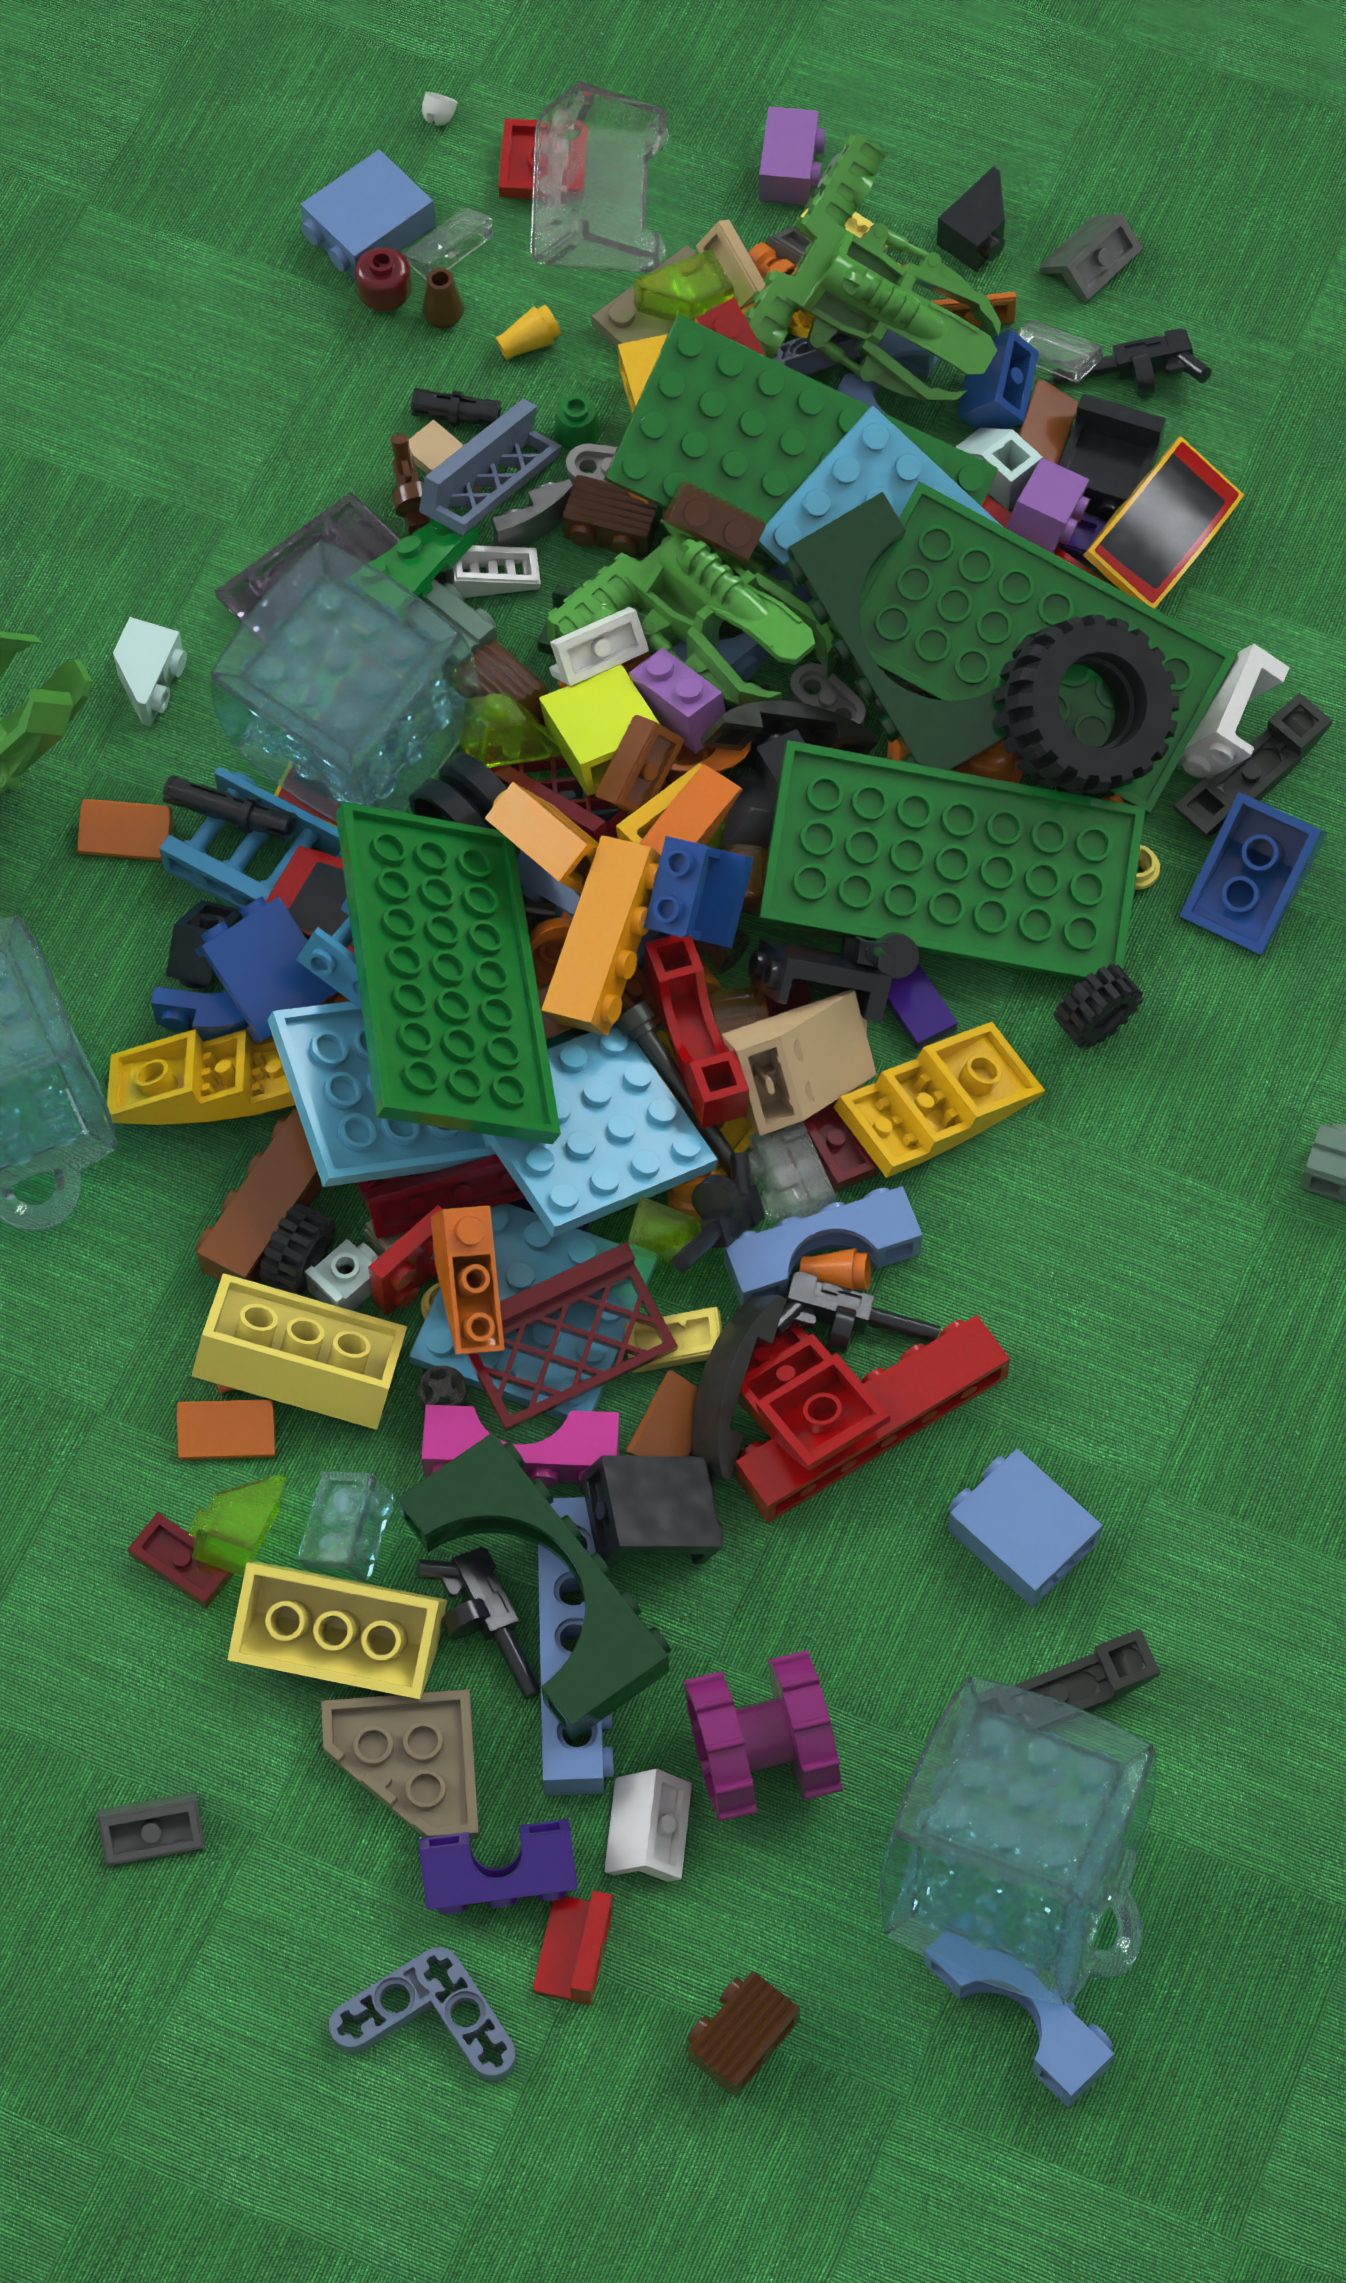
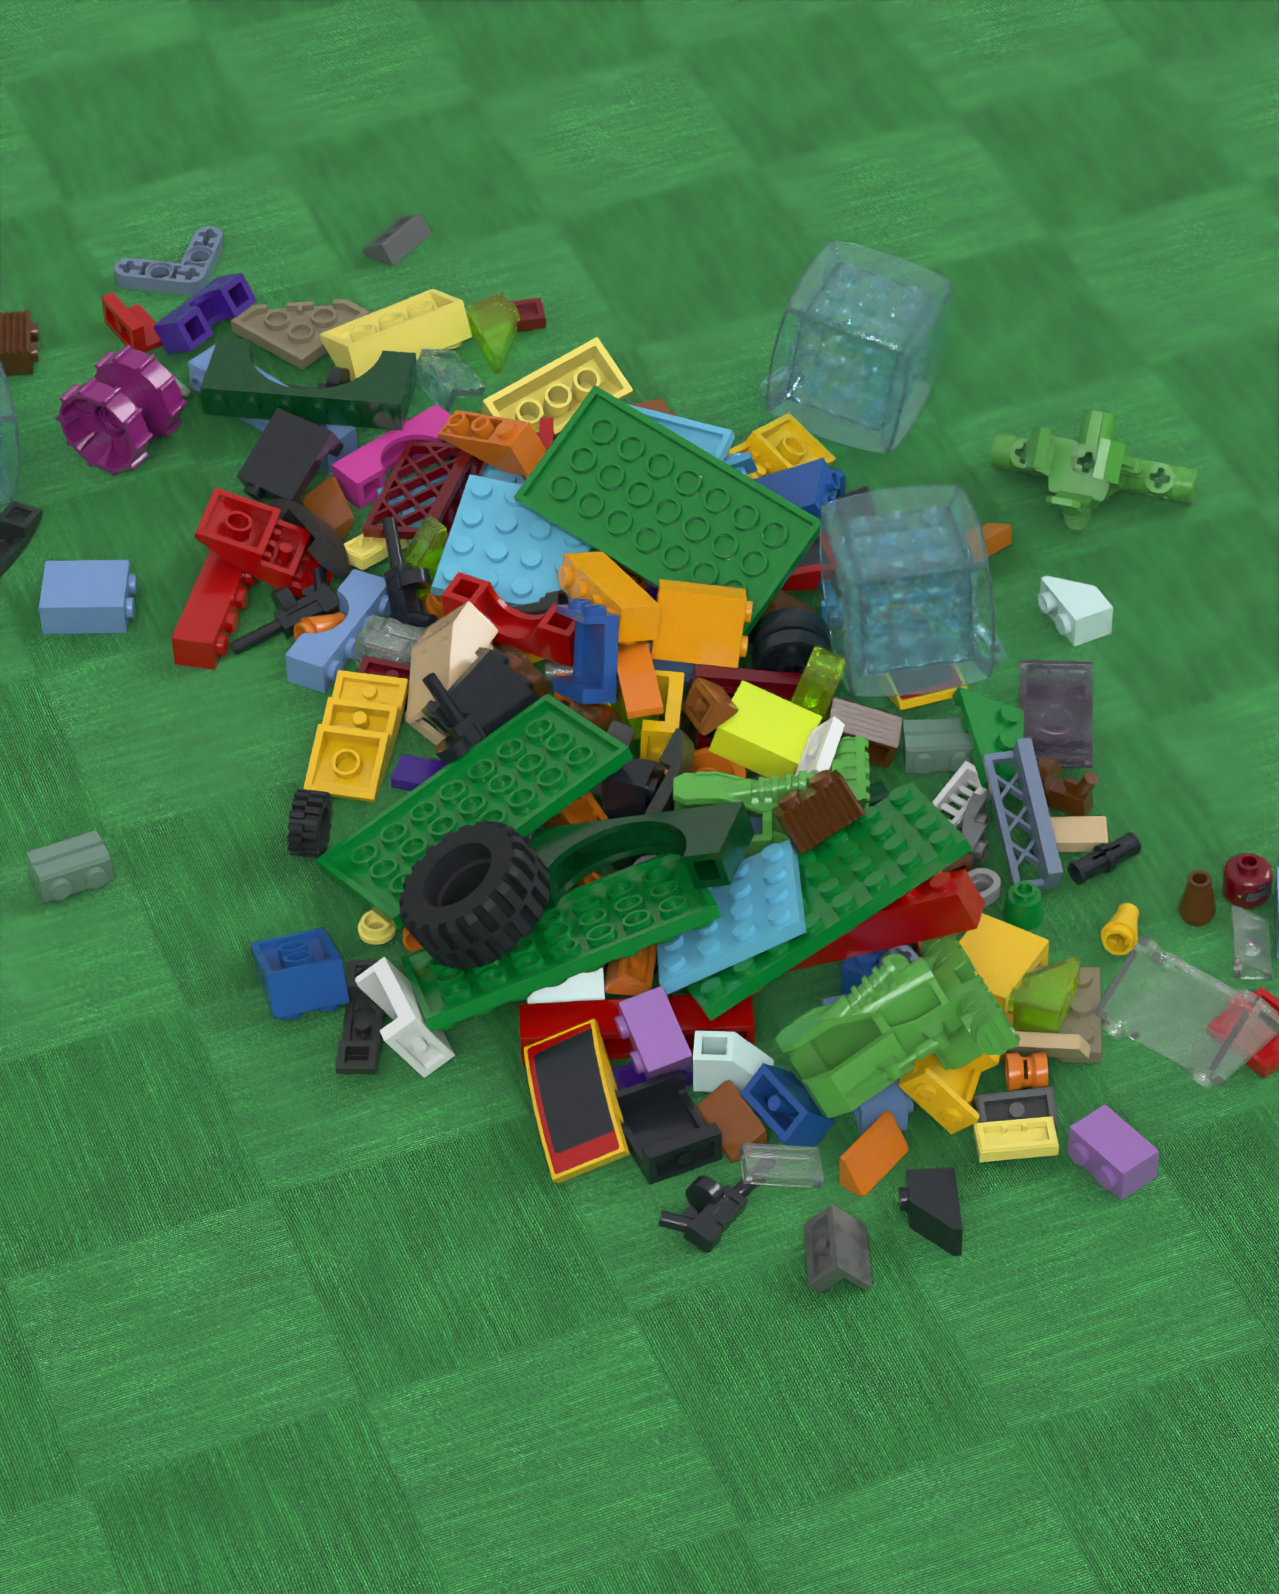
camera: 135 degrees right, 20 degrees down
(678, 697) = (741, 759): medium lavender brick -> none

